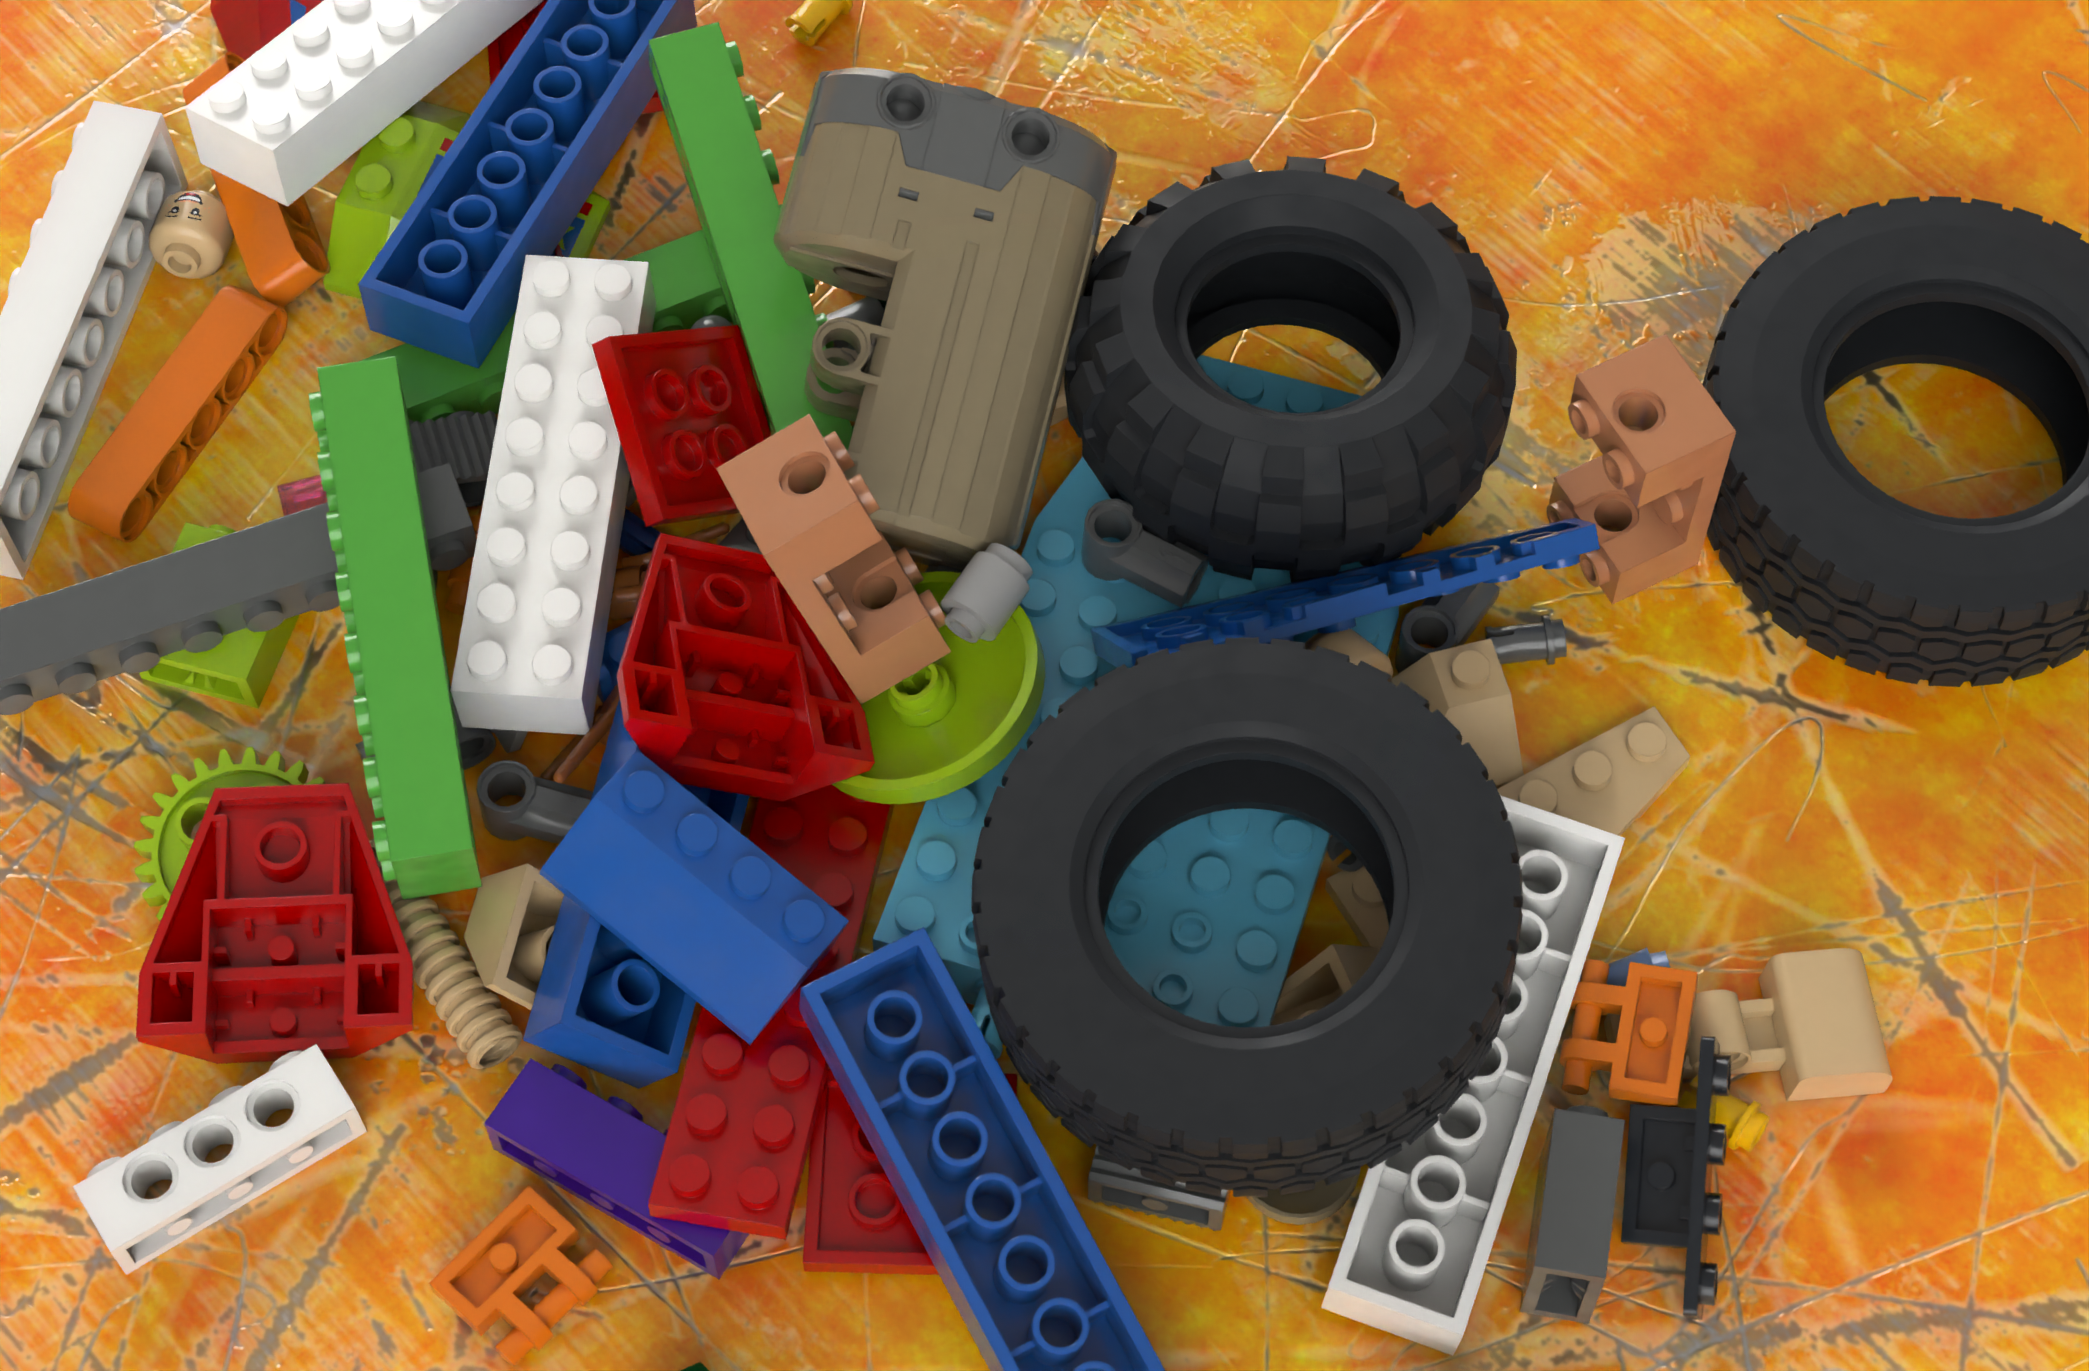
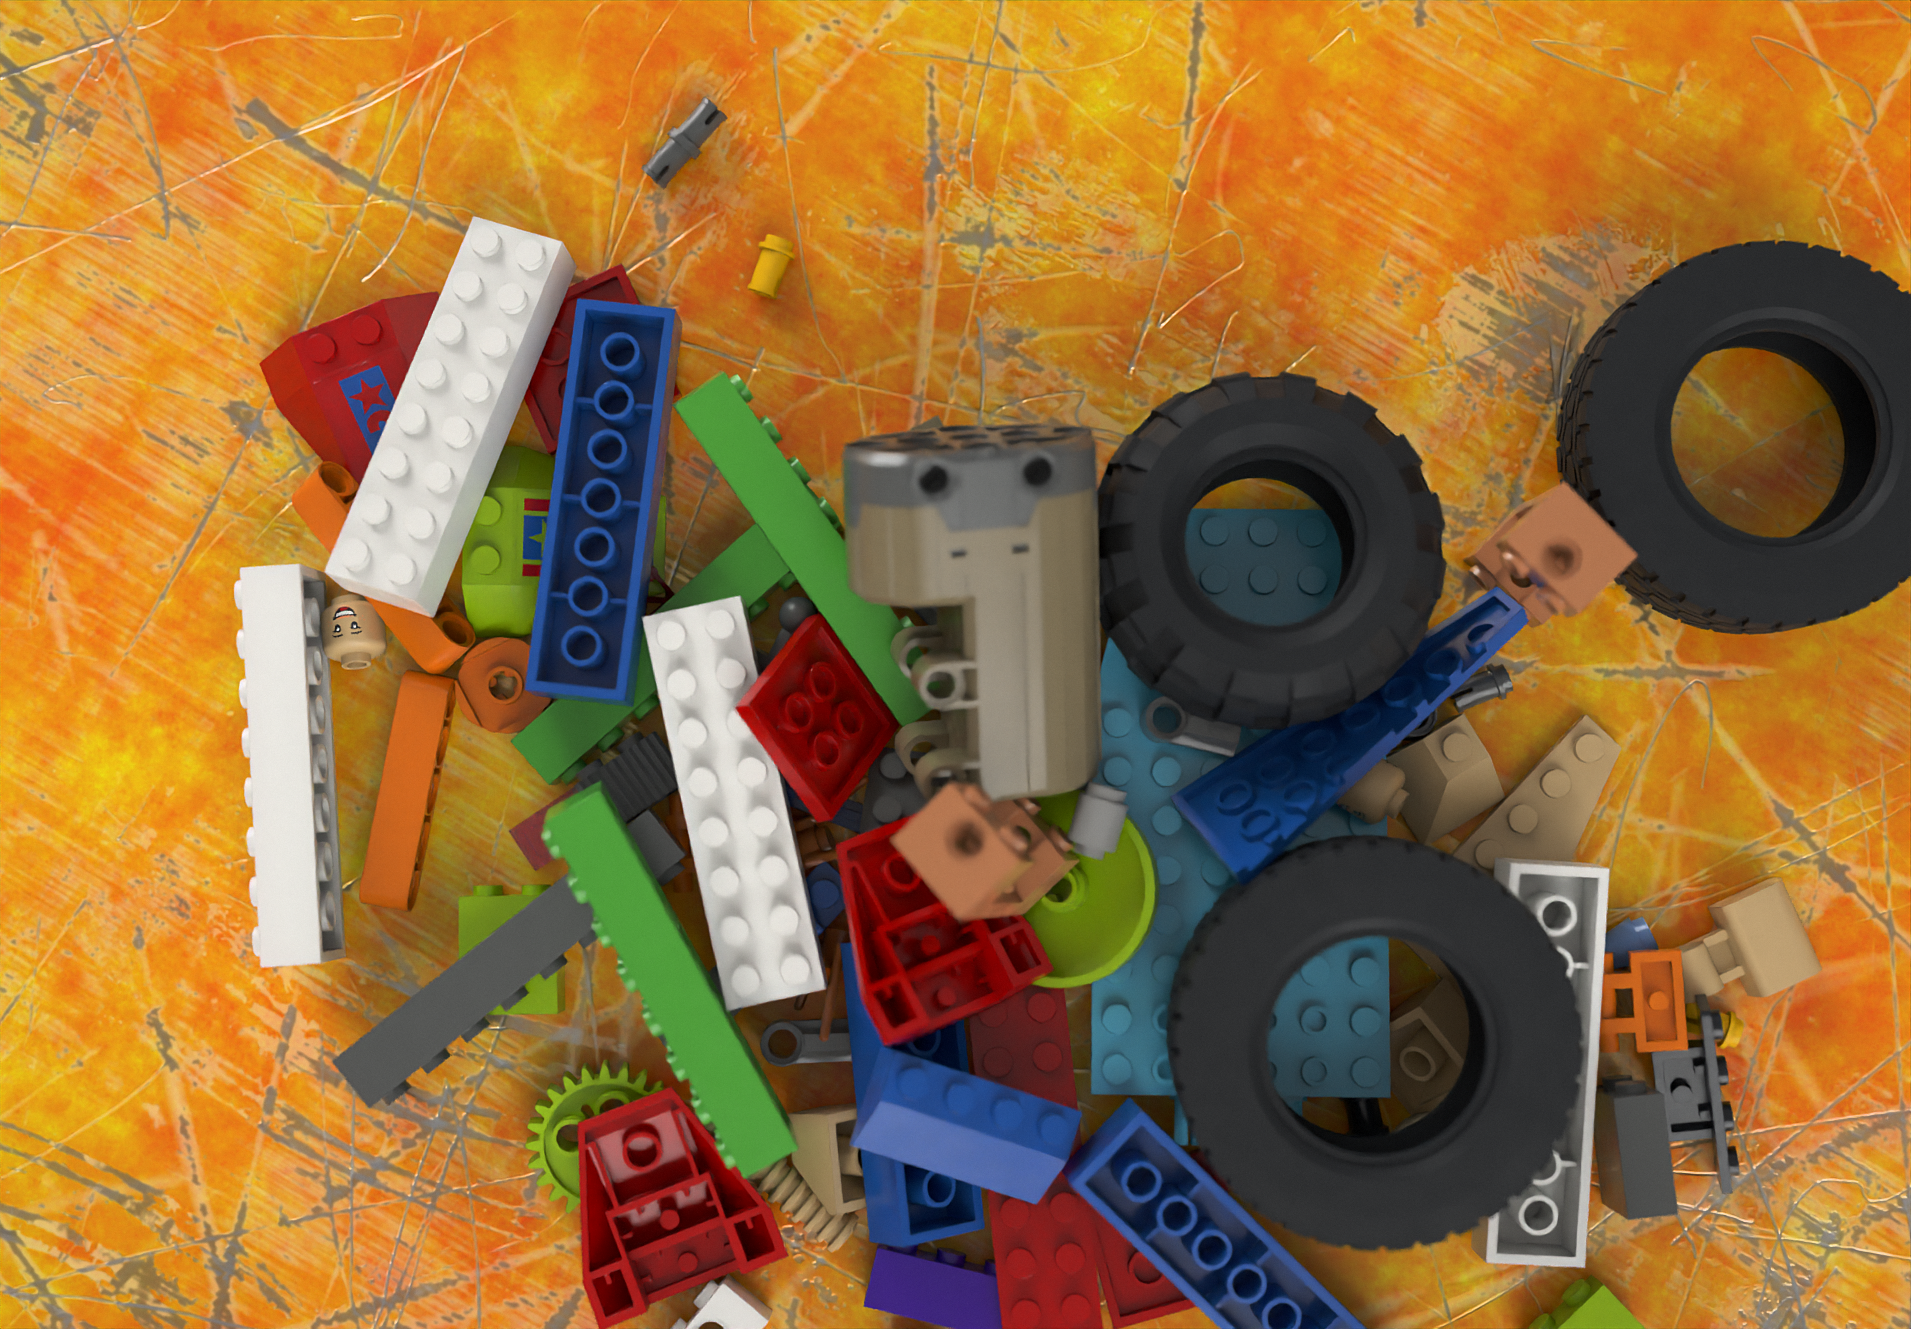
camera: 15 degrees left, 25 degrees up
(314, 321) = (478, 679): none -> orange plate

